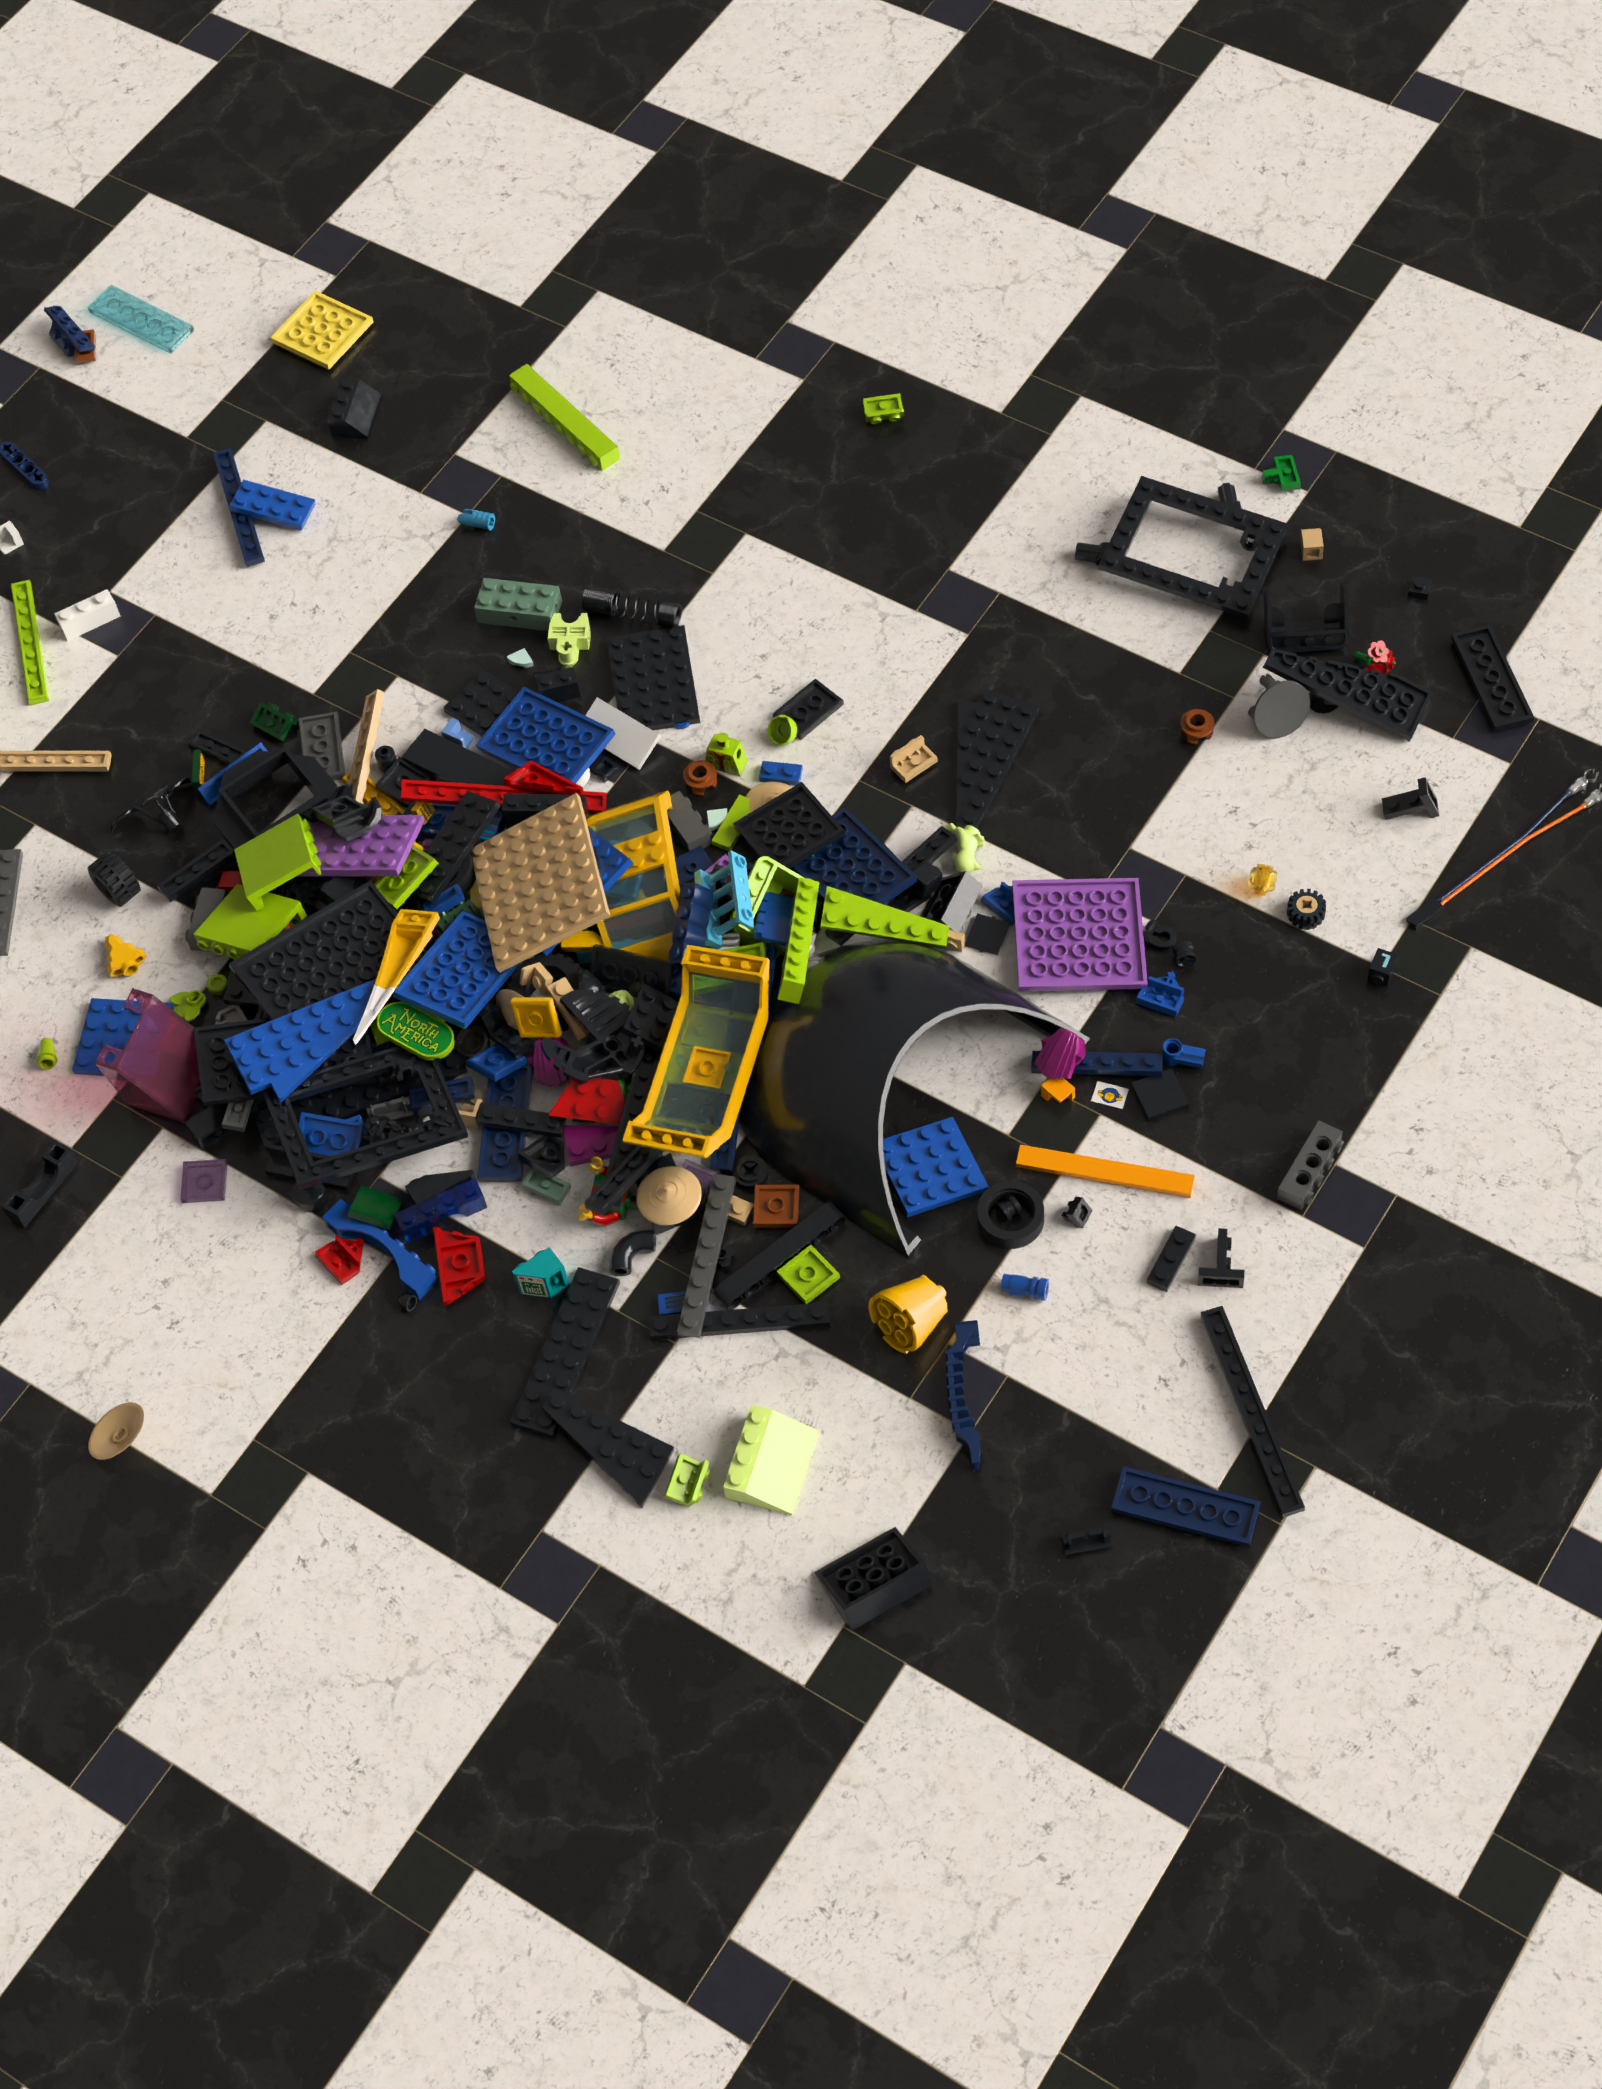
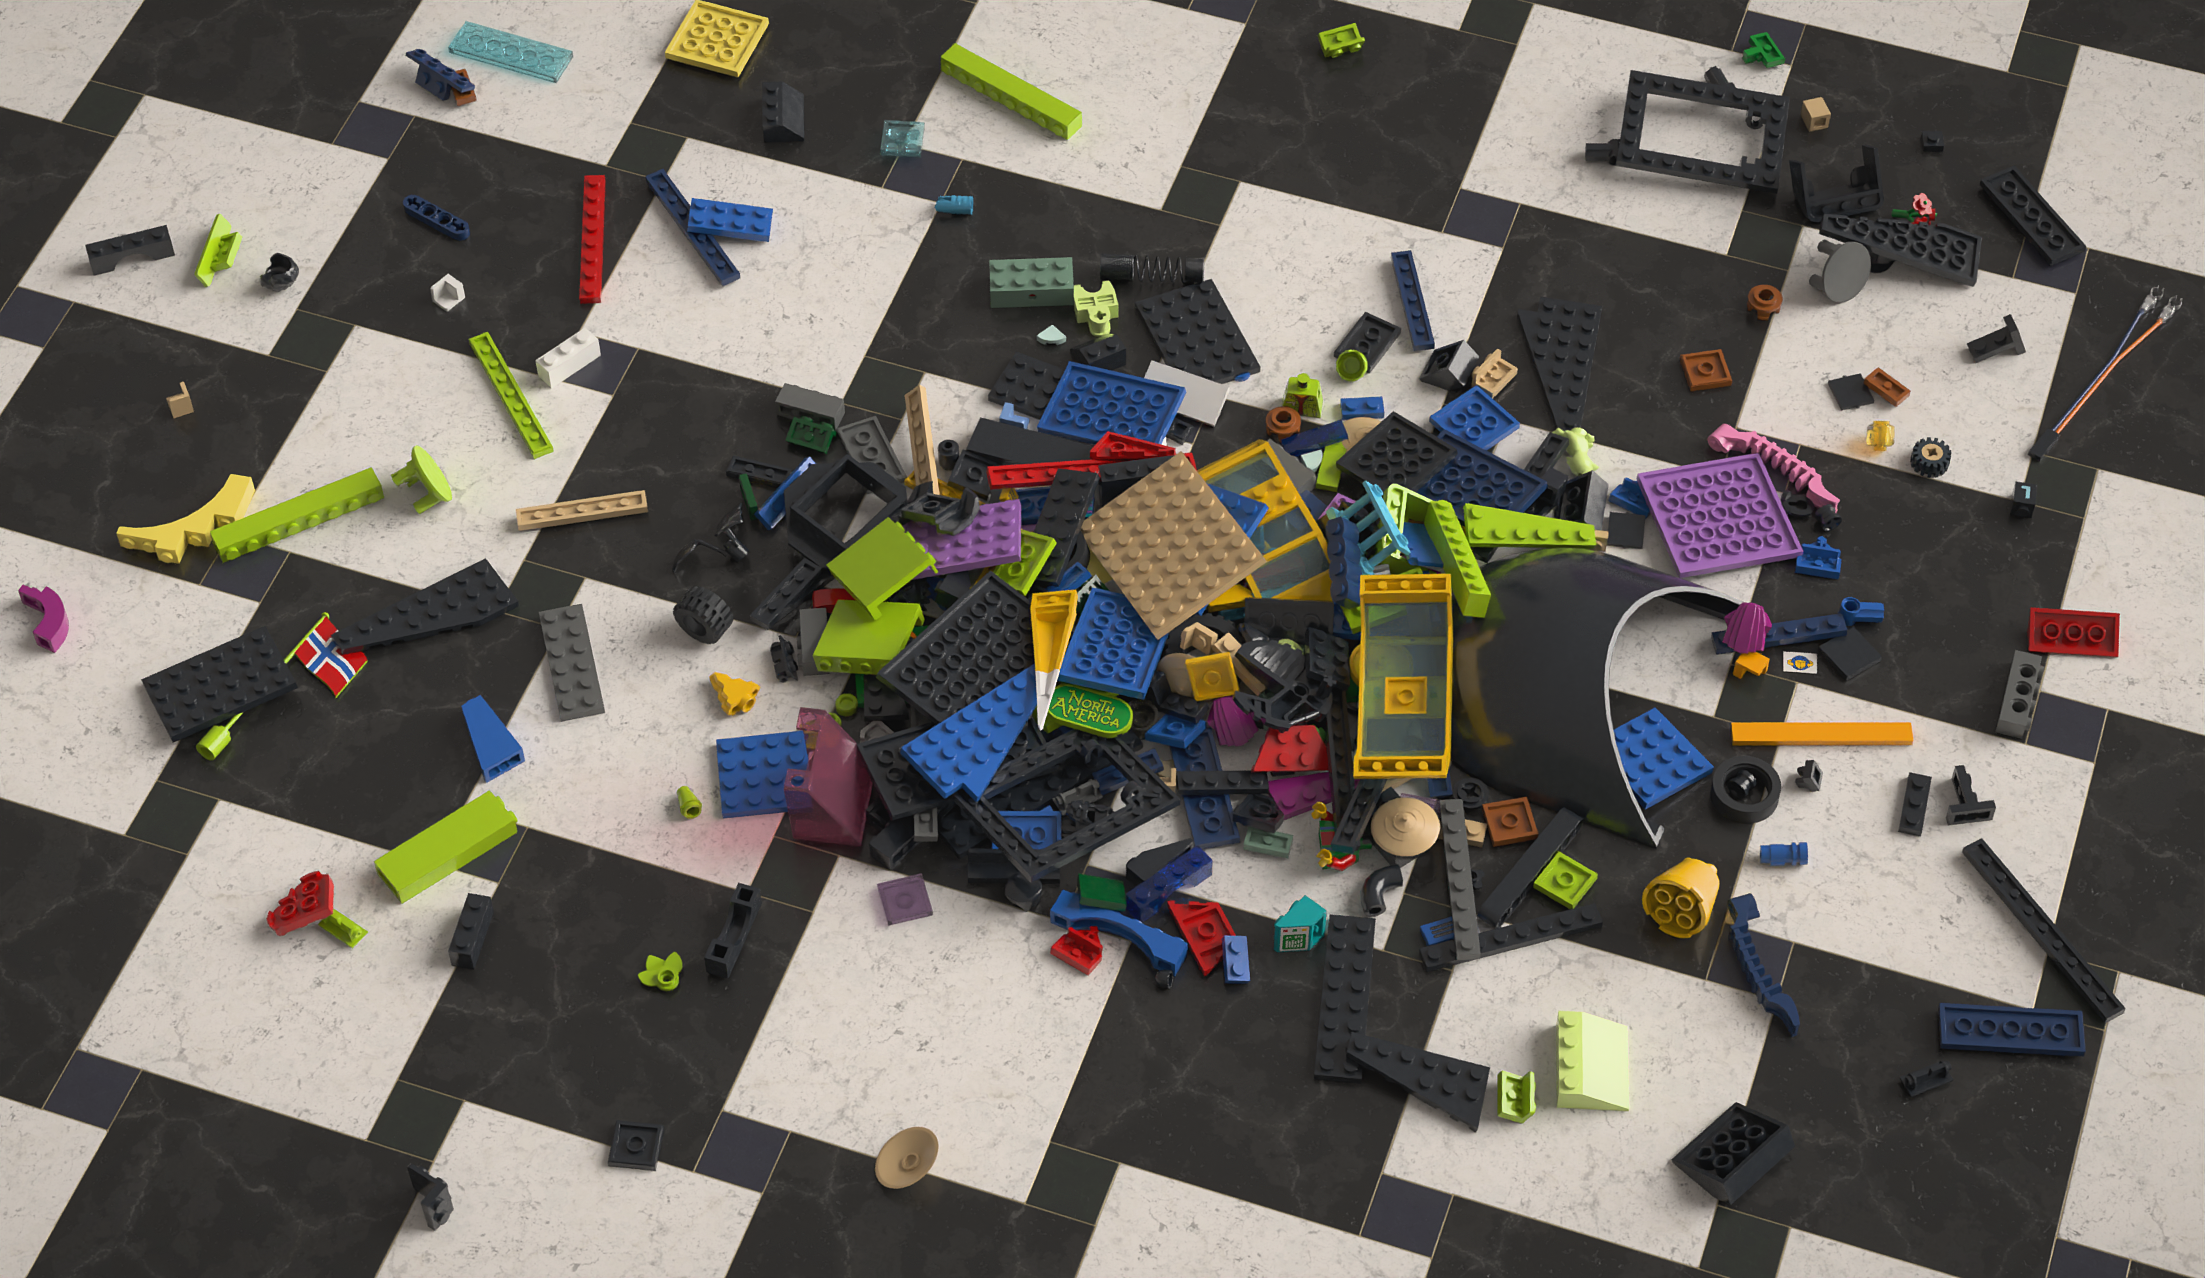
camera: 20 degrees left, 5 degrees down
(149, 505) = (592, 239): none -> red plate
(177, 927) = (783, 652): none -> black hinge
(281, 692) = (820, 407): none -> dark grey brick
(452, 448) = (902, 138): none -> clear light blue plate
(475, 1295) = (1235, 959): none -> plate
(724, 797) = (1315, 438): none -> clear blue tile
(862, 674) = (1412, 300): none -> dark blue plate
(875, 745) = (1450, 366): none -> black slope
(880, 802) = (1476, 419): none -> blue plate
(1113, 858) = (1727, 438): none -> bright pink piece
(1118, 785) = (1705, 370): none -> dark orange tile
(1252, 829) = (1851, 391): none -> black piece
(1287, 830) = (1887, 387): none -> dark orange plate
(1386, 1111) = (2073, 632): none -> red slope

